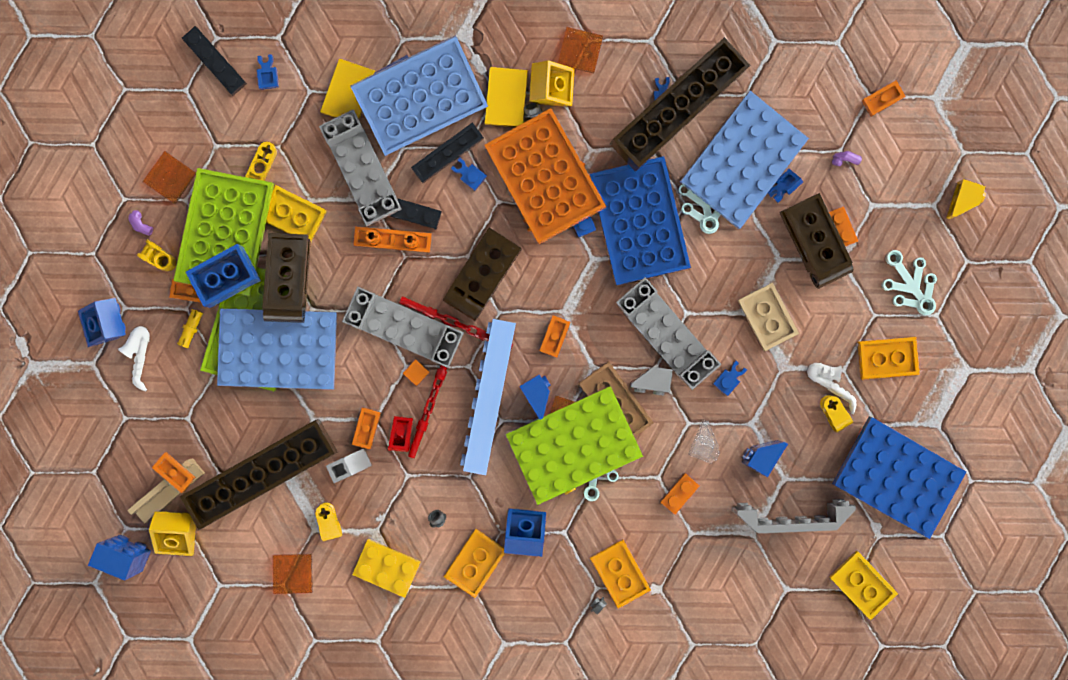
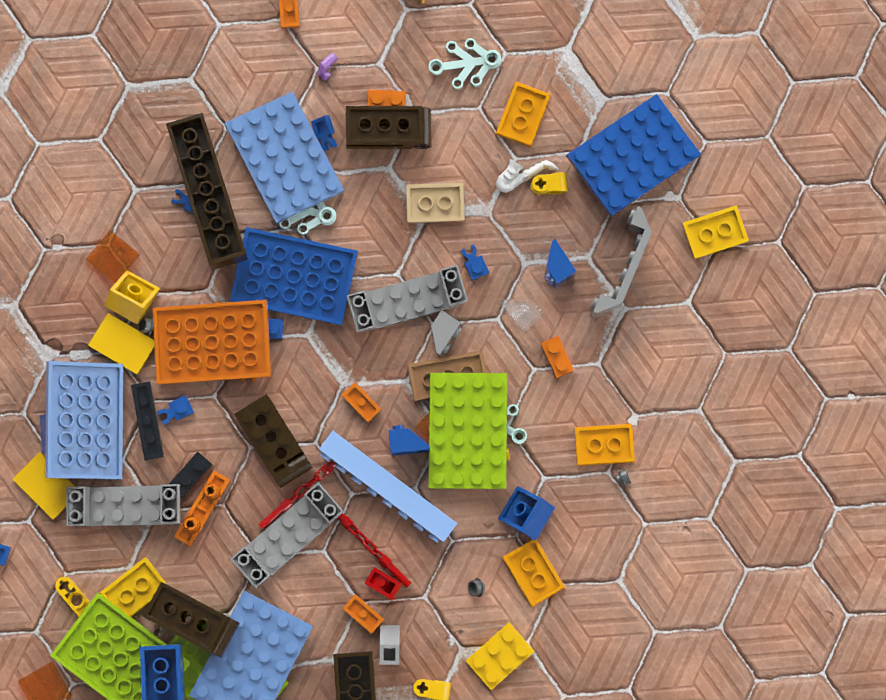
camera: 70 degrees left, 5 degrees down
(416, 372) = (334, 544): orange tile -> none

